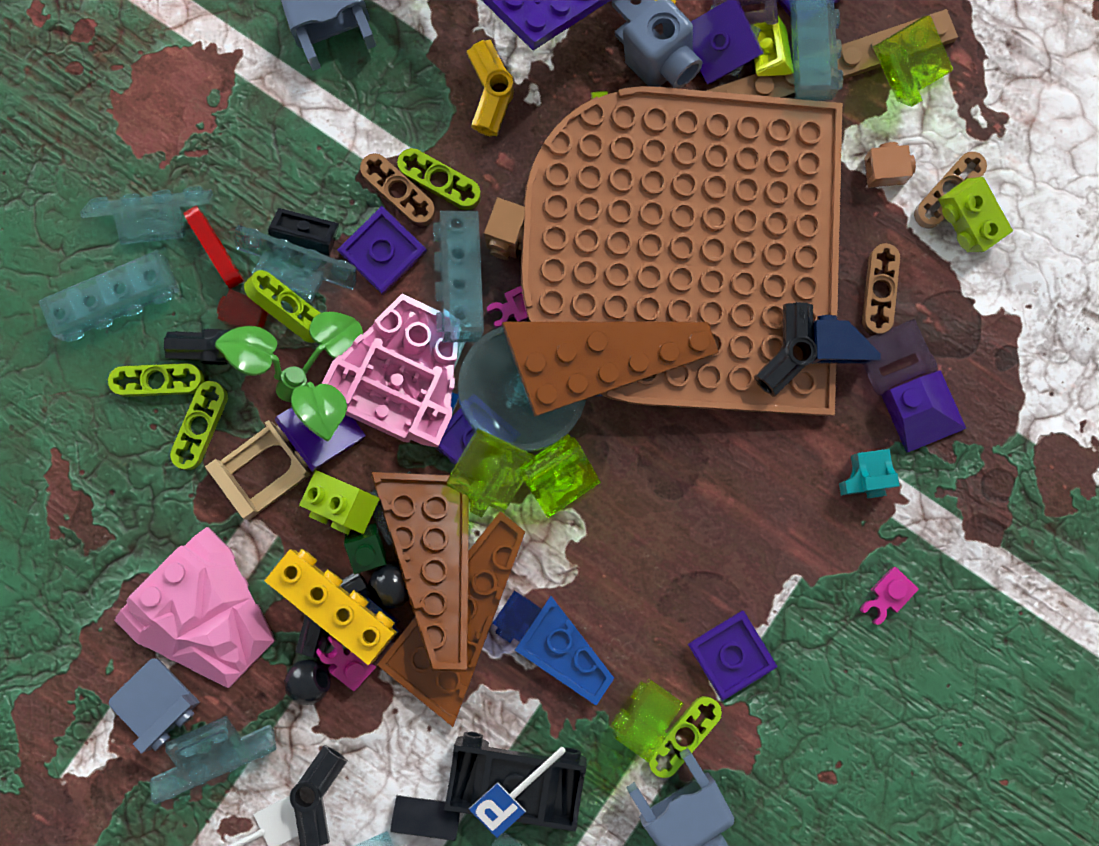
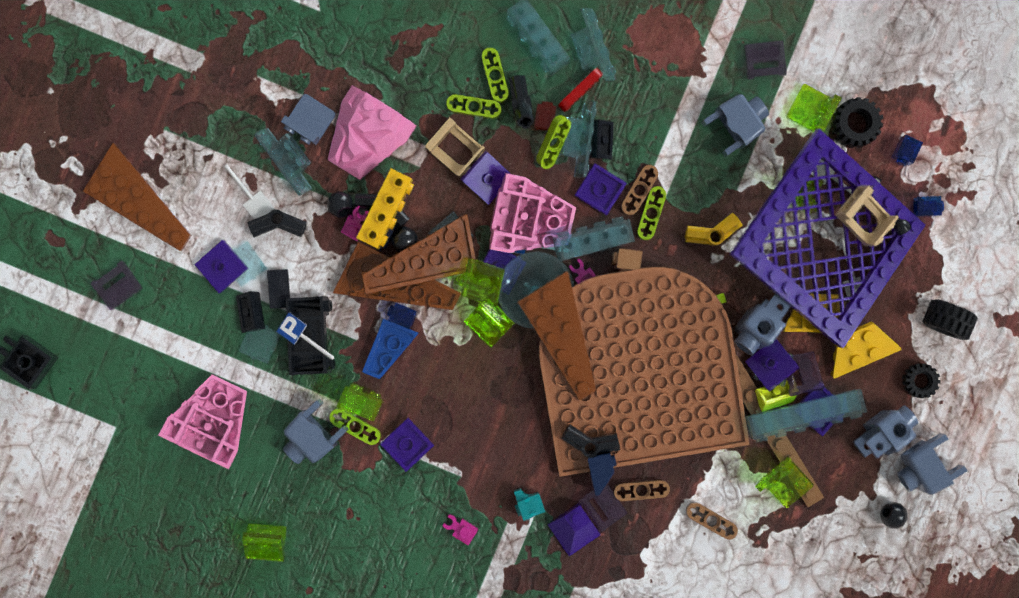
camera: 80 degrees right, 5 degrees up
(318, 407) = (518, 130): bright green plant -> none
(339, 502) = (445, 199): lime brick -> none
(366, 549) = (422, 220): dark green brick -> none
(889, 165) = (718, 480): nougat brick -> none
(975, 215) = (697, 536): lime brick -> none

